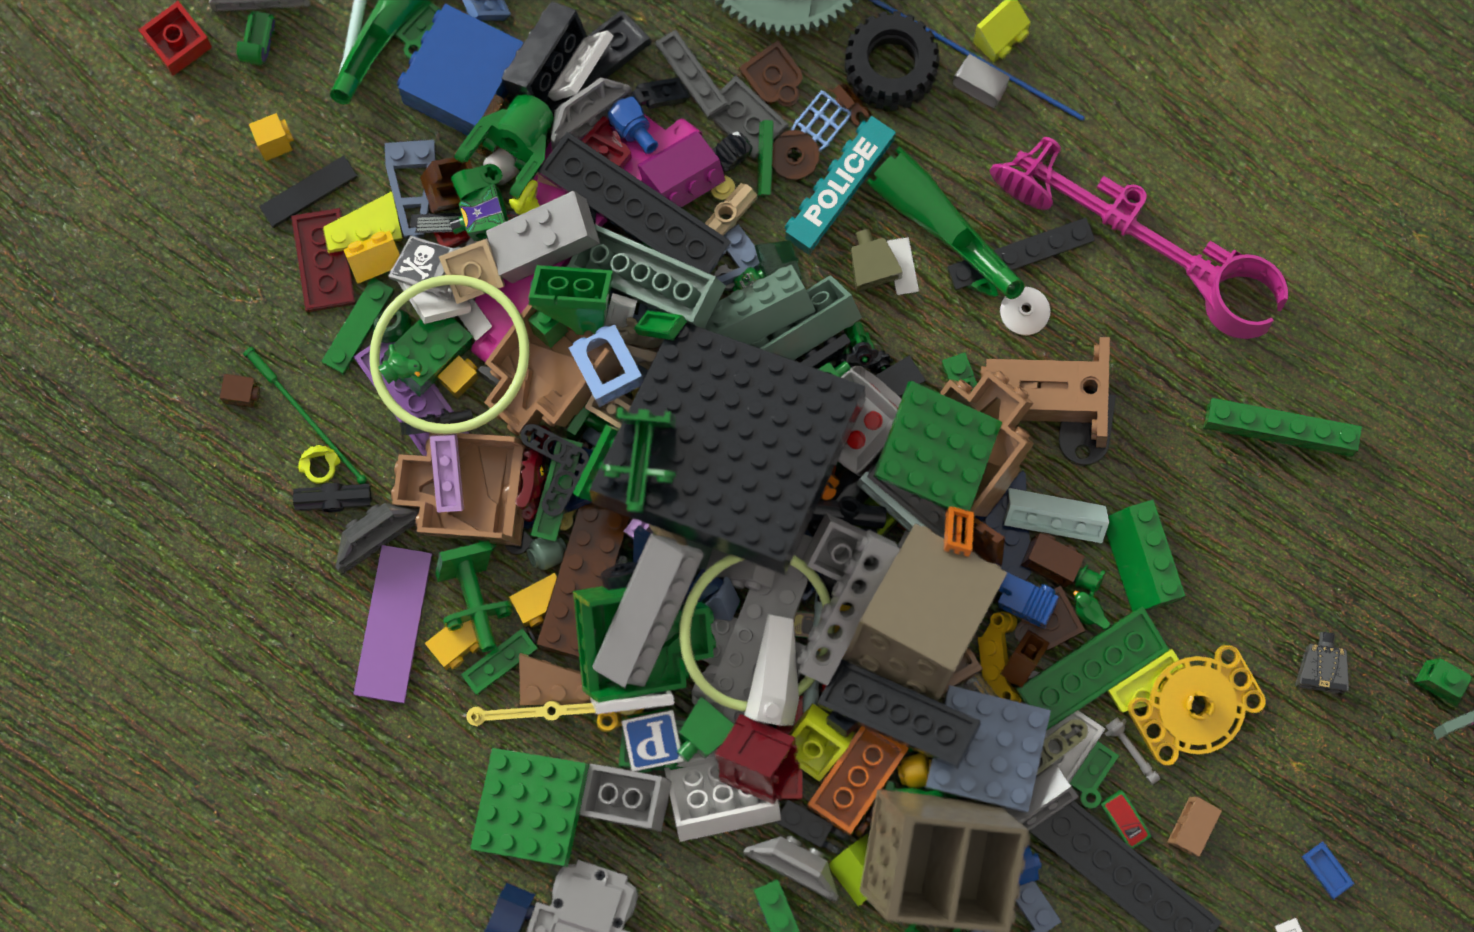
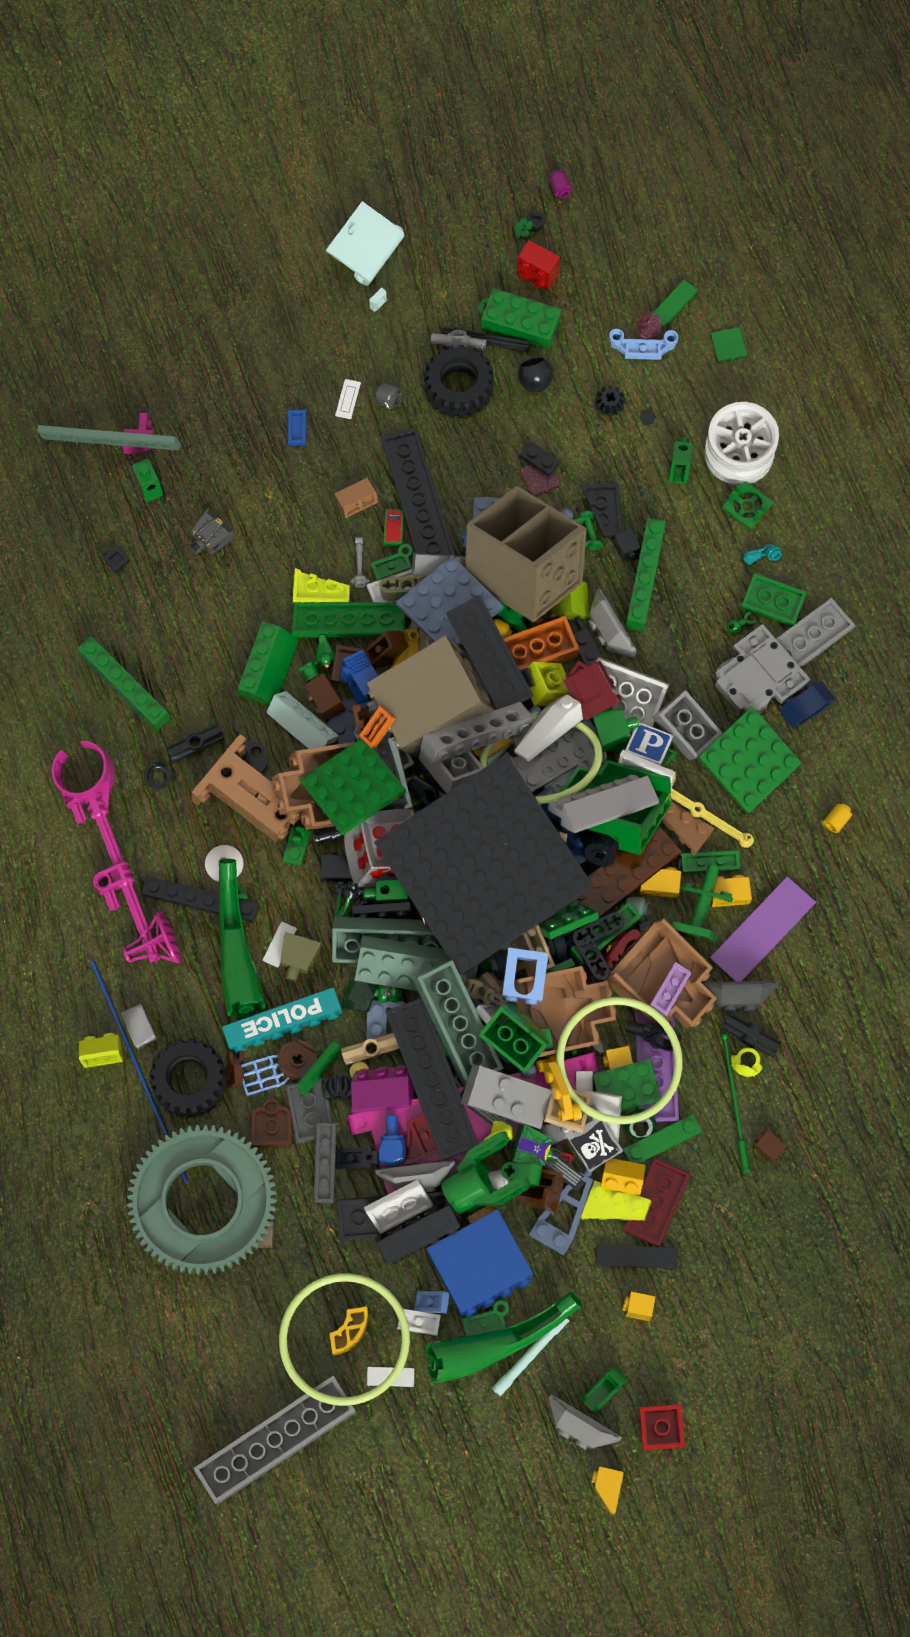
camera: 145 degrees left, 5 degrees down
(388, 809) = (837, 817): none -> yellow brick
(399, 366) = (658, 1070): green animal -> none
(466, 260) = (559, 1089): none -> yellow plate
(645, 423) = (530, 899): green piece -> none
(660, 325) = (472, 977): green tile -> none
(1146, 427) = (184, 748): none -> black piece
(1176, 698) = (317, 567): yellow piece -> none
(1180, 362) = (162, 767): none -> black piece
(1403, 565) = (116, 559): none -> black plate

